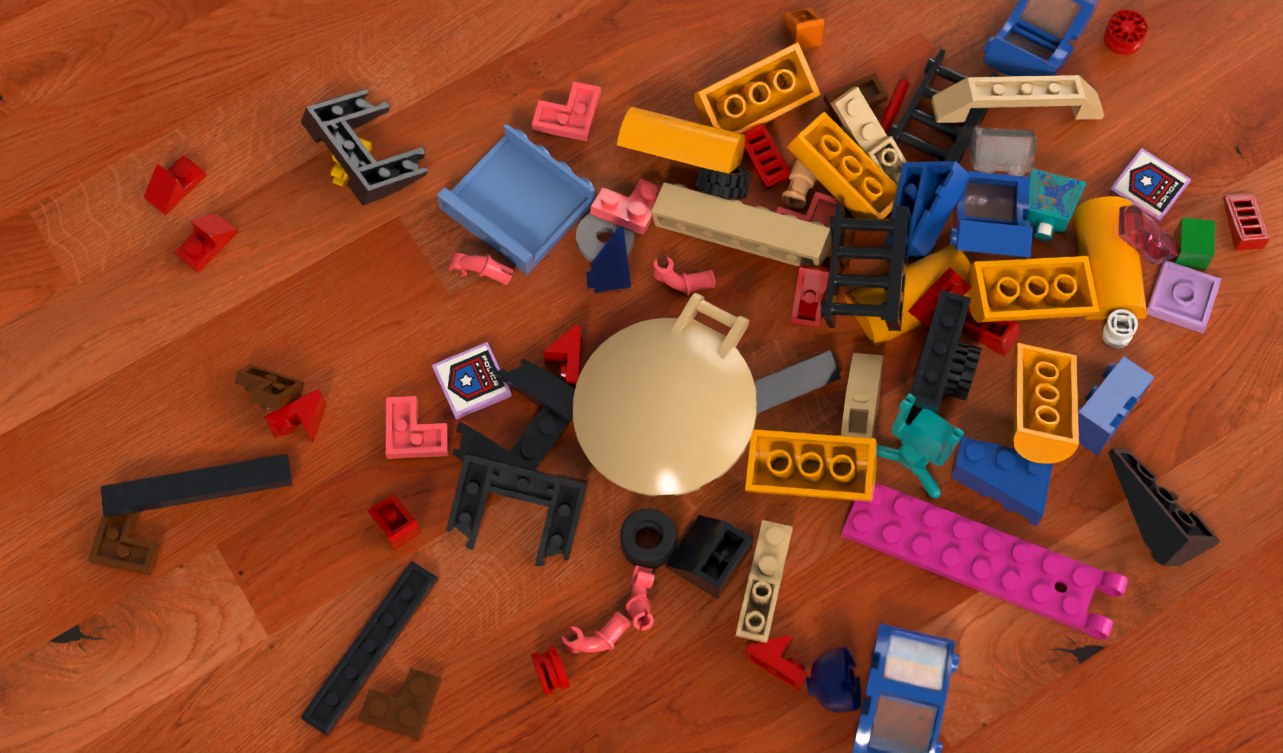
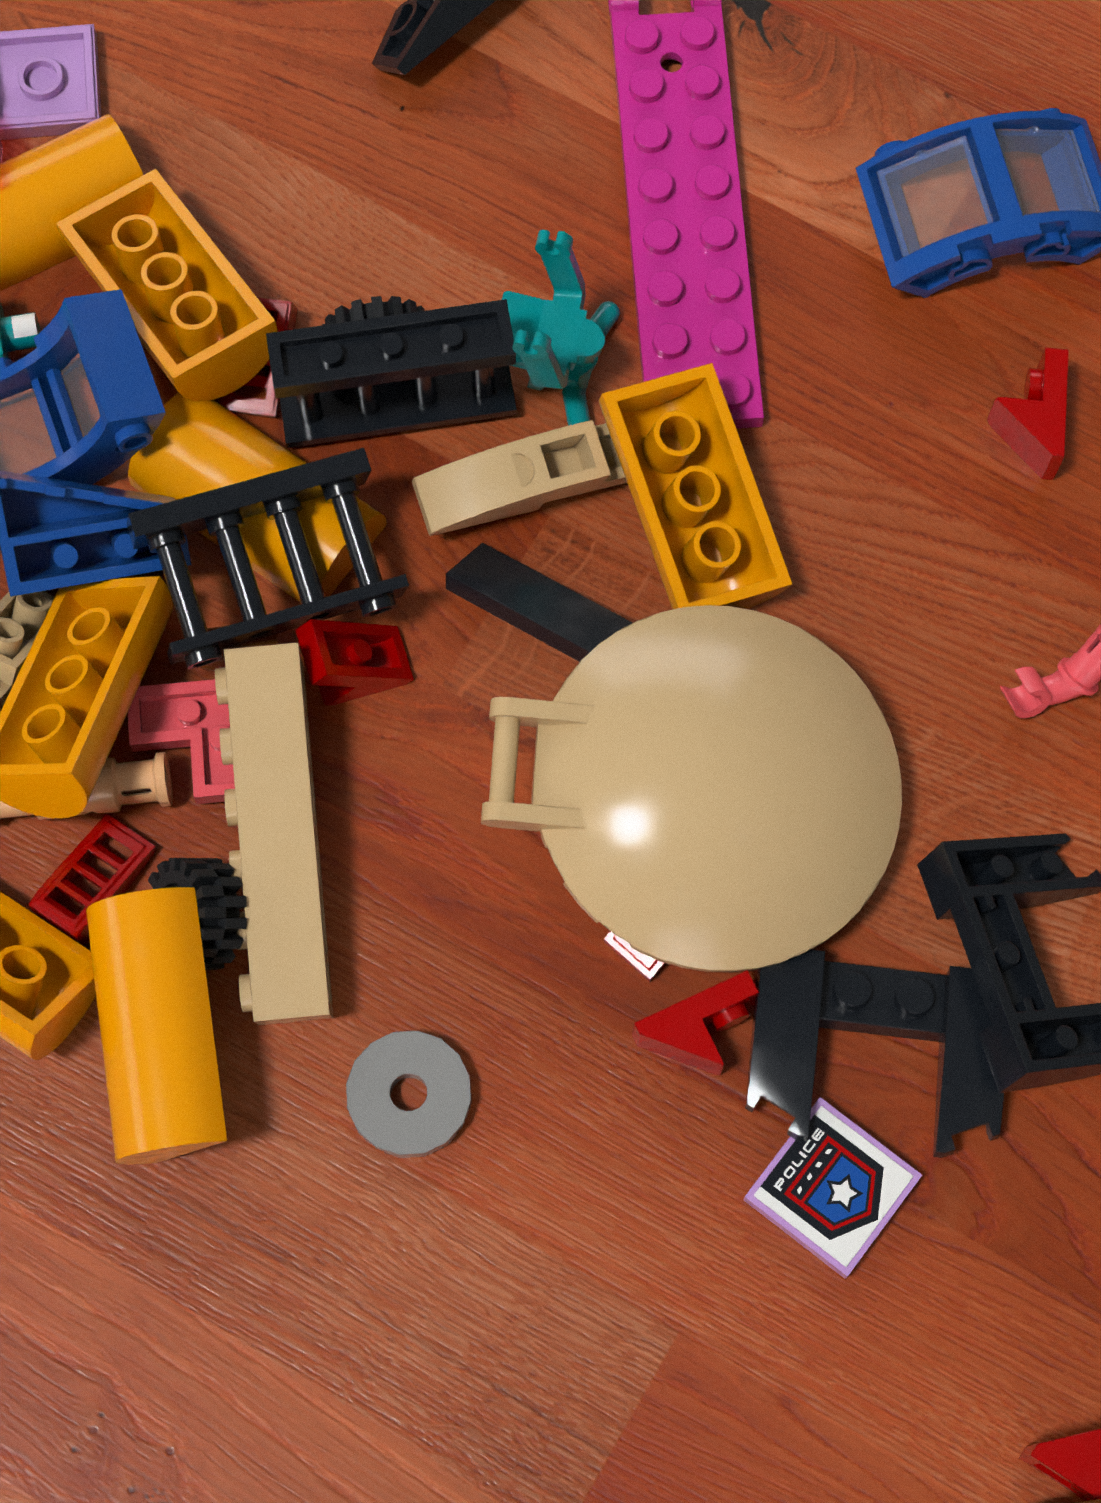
camera: 120 degrees left, 5 degrees up
(408, 438) = (1013, 1239): coral plate -> none
(482, 265) = (600, 1286): coral piece -> none
(519, 200) = (412, 1306): medium blue panel -> none
(571, 120) = (183, 1289): coral plate -> none
(610, 267) = (484, 1026): clear blue slope -> none
(628, 212) = (337, 1060): coral plate -> none
(652, 520) = (962, 678): black tyre -> none
(685, 282) = (434, 897): coral piece -> none
(710, 554) = (930, 595): black slope -> none
(764, 581) = (931, 491): tan slope -> none
(834, 681) = (1029, 310): clear blue cylinder -> none
(925, 307) = (275, 427): red slope -> none
(1003, 476) = (522, 187): blue wedge -> none
(1045, 404) = (379, 174): light orange brick -> none
(1111, 403) = (316, 102): wedge -> none
(1119, 335) = (161, 142): white wheel -> none

